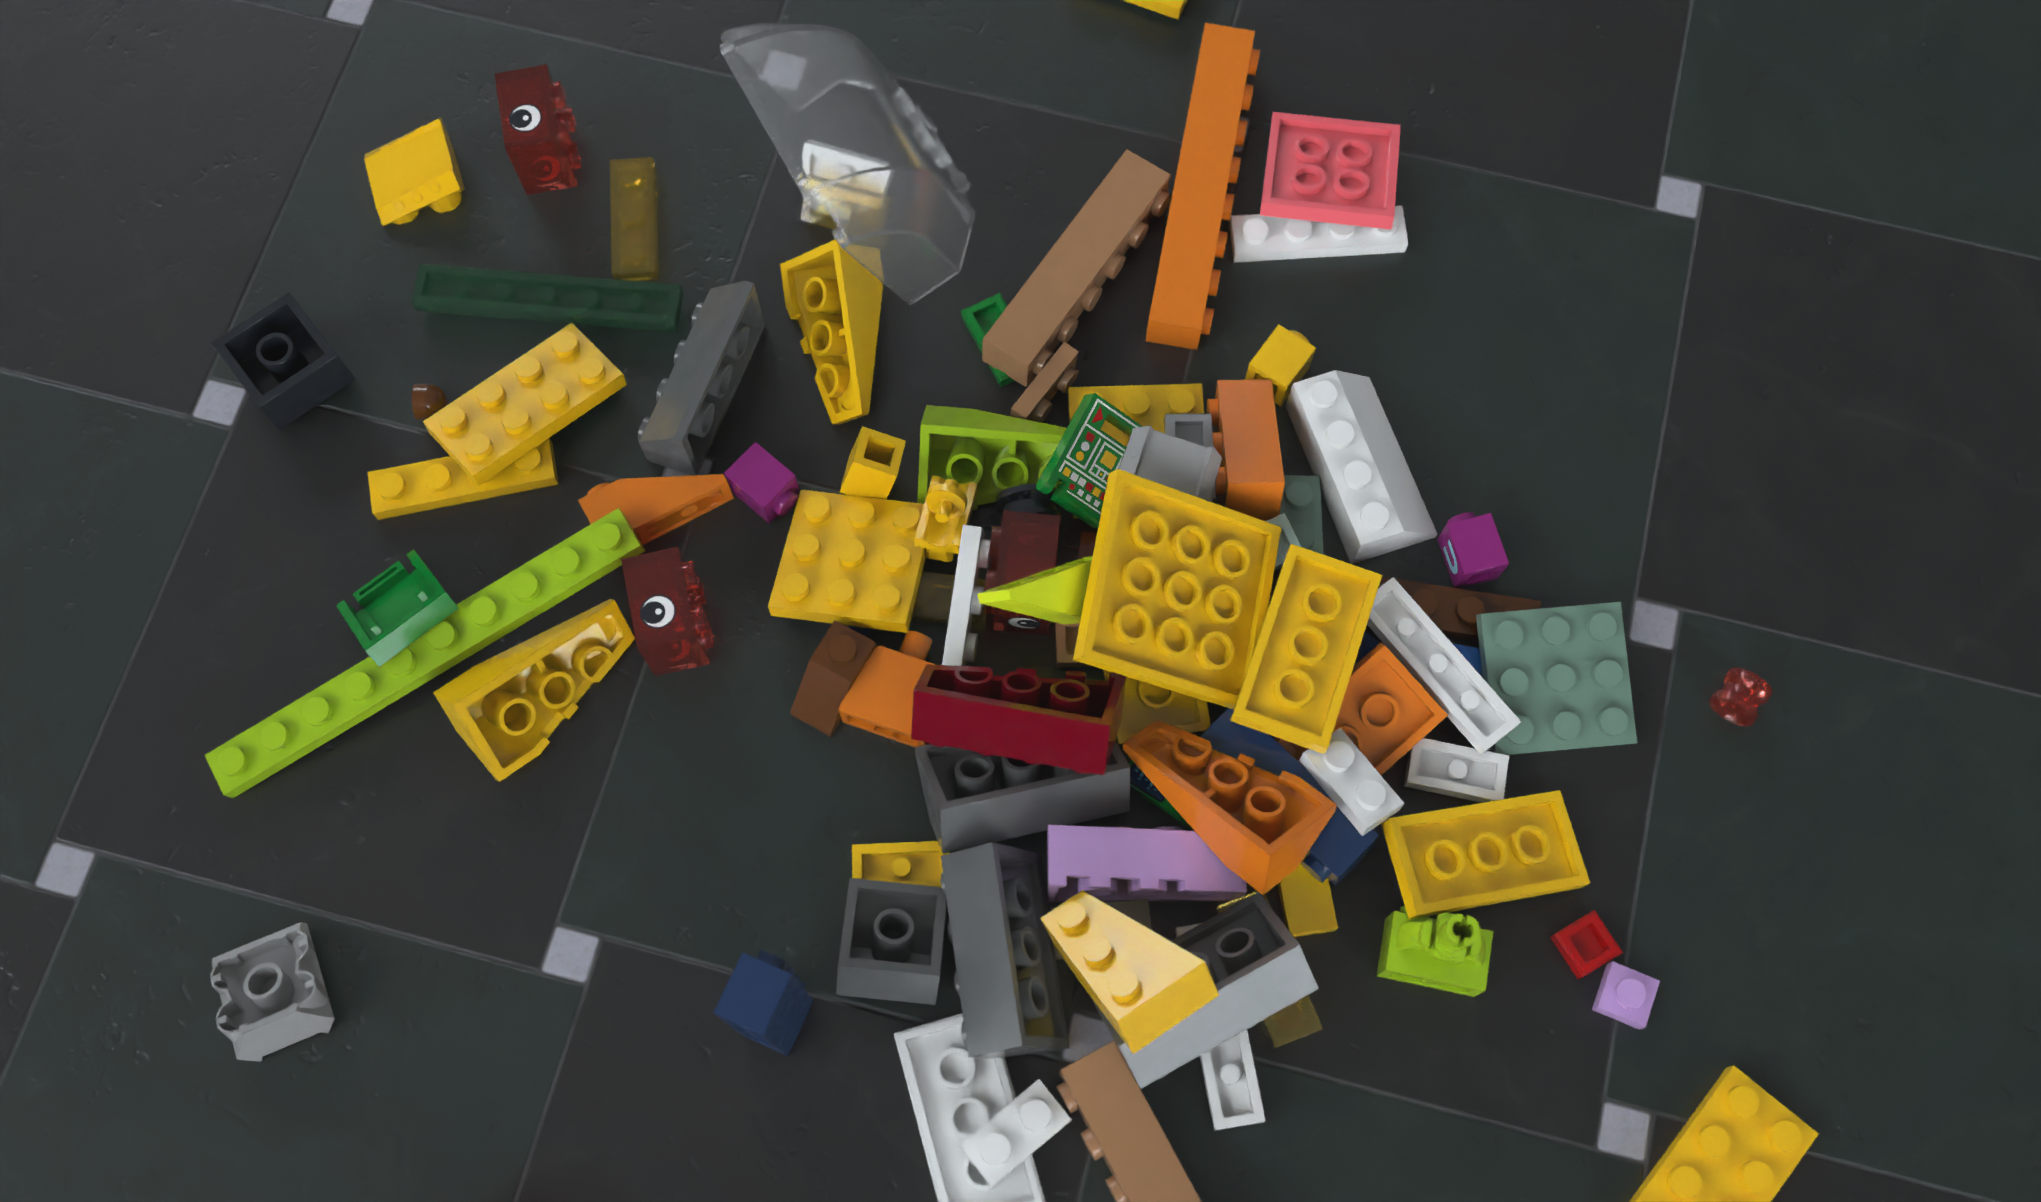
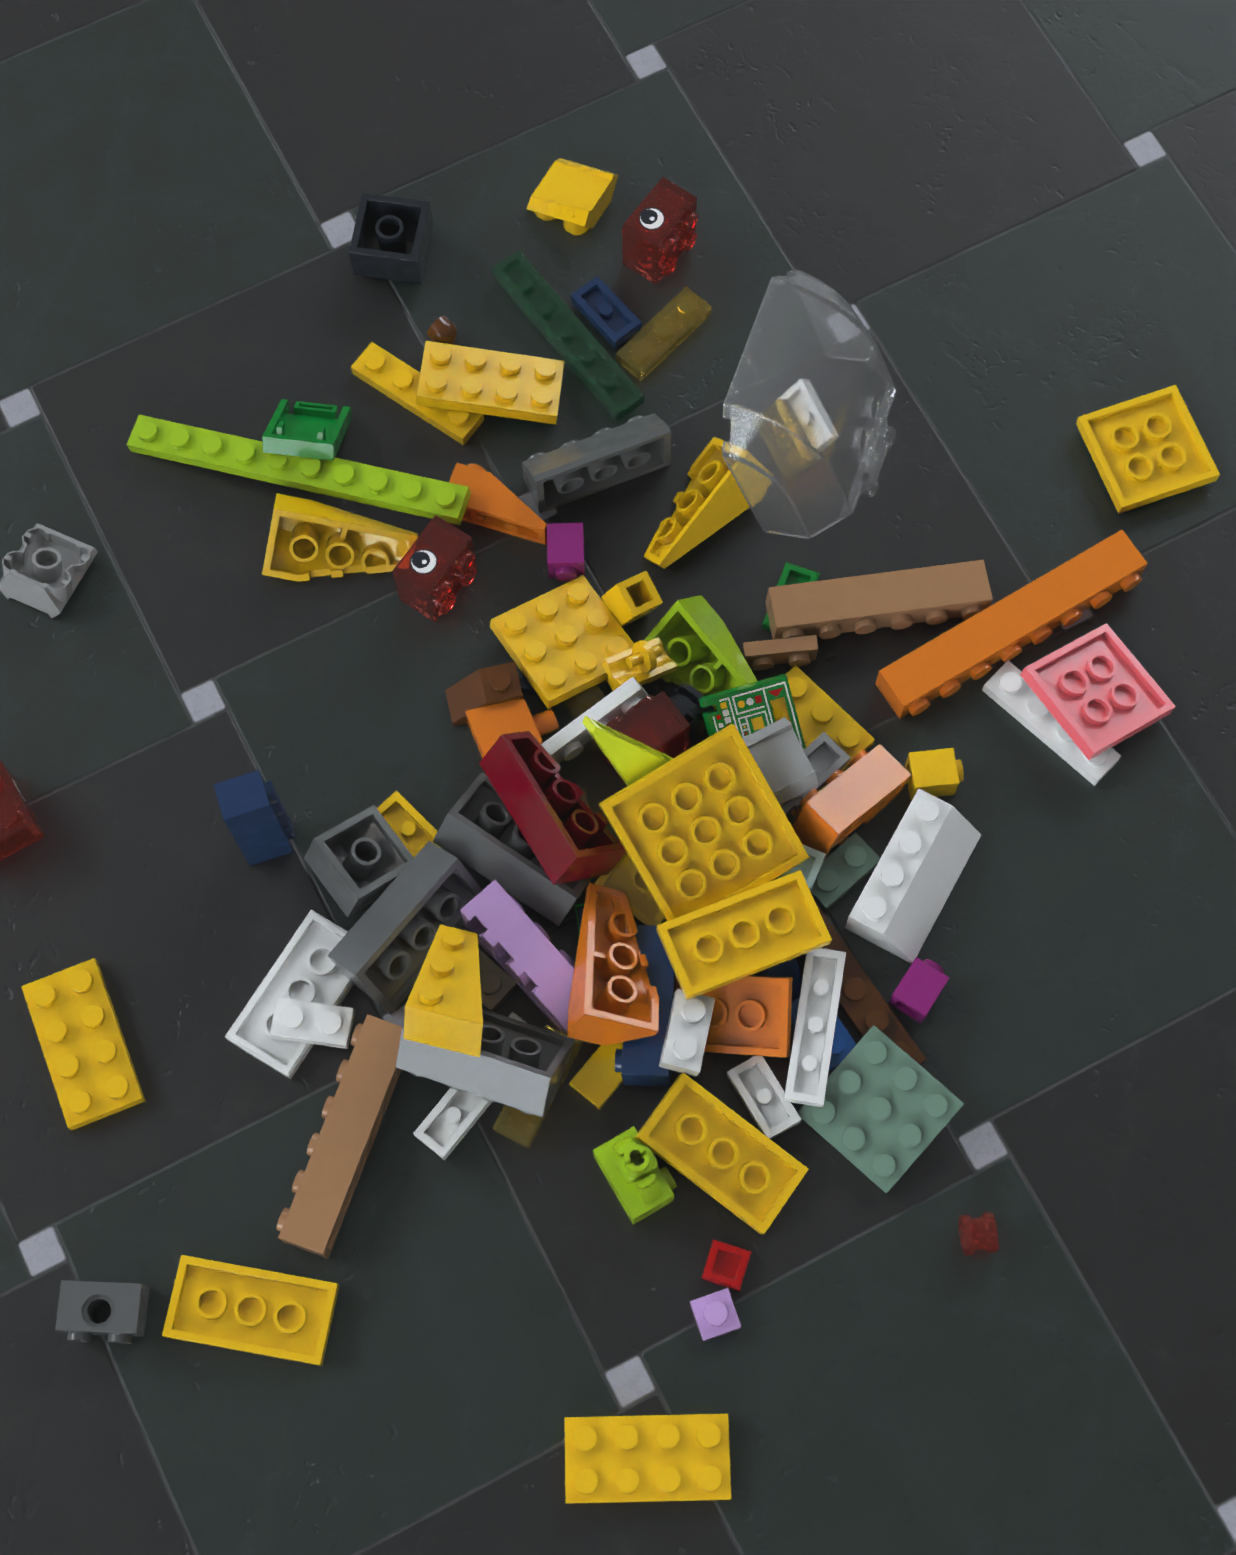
camera: 50 degrees right, 0 degrees up
(562, 246) = (606, 312): none -> dark blue plate

